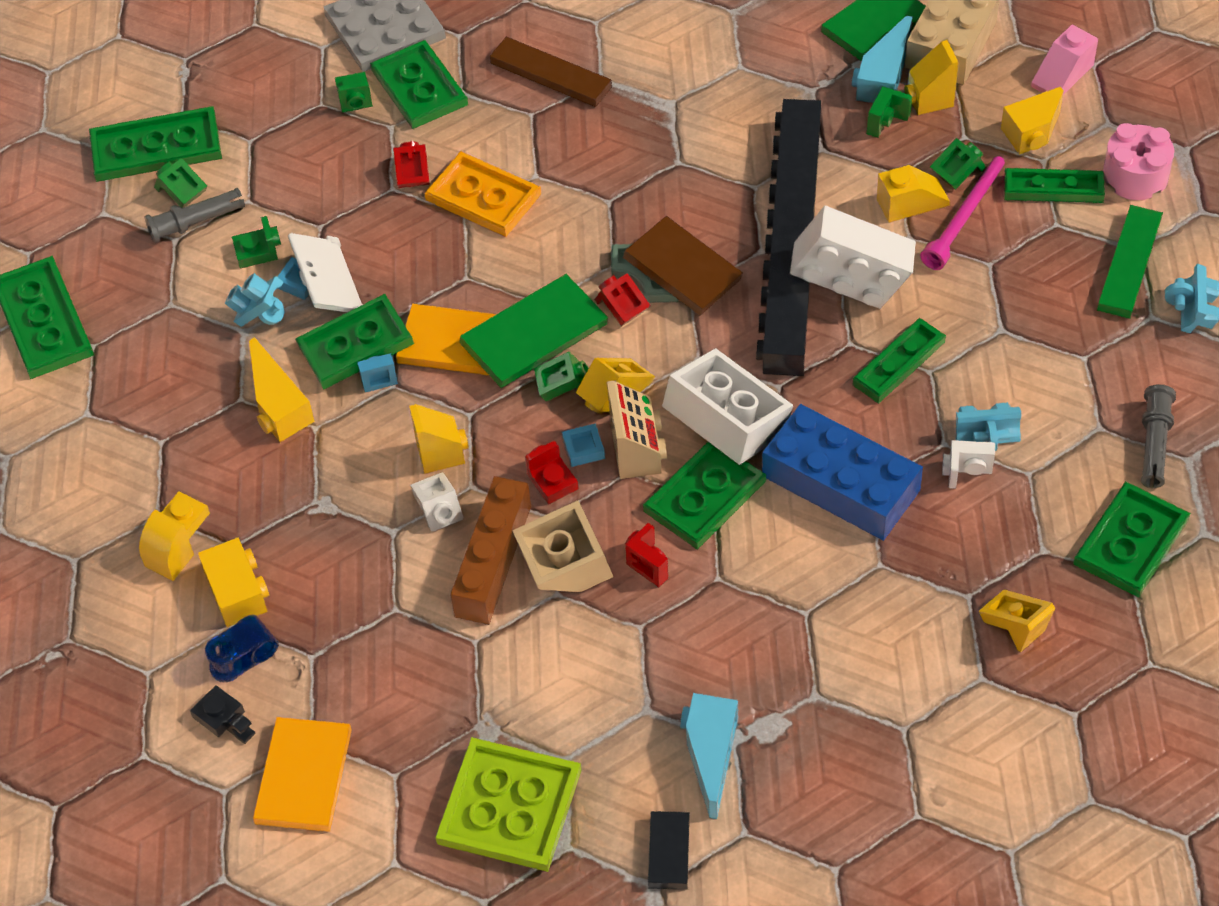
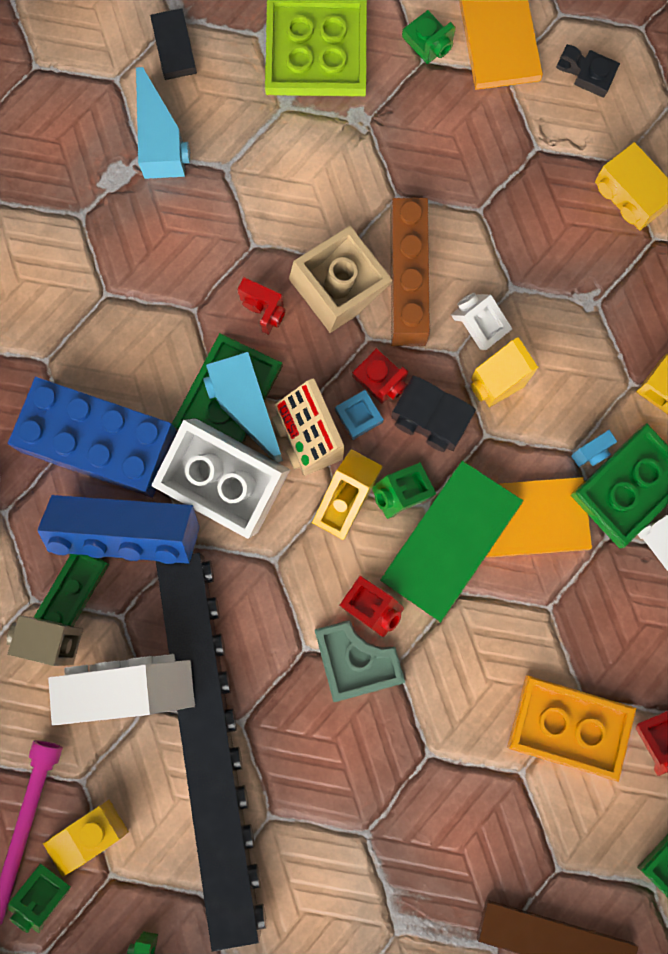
camera: 160 degrees right, 25 degrees up
(242, 647) = (601, 125): clear blue piece -> none
(379, 787) = (429, 37): none -> green bracket
(512, 427) = (433, 414): none -> black brick
(683, 265) = (317, 665): reddish brown tile -> none
(691, 465) = (240, 397): none -> medium azure slope
(832, 384) = (119, 529): none -> blue brick
(913, 307) = (44, 641): none -> dark tan brick

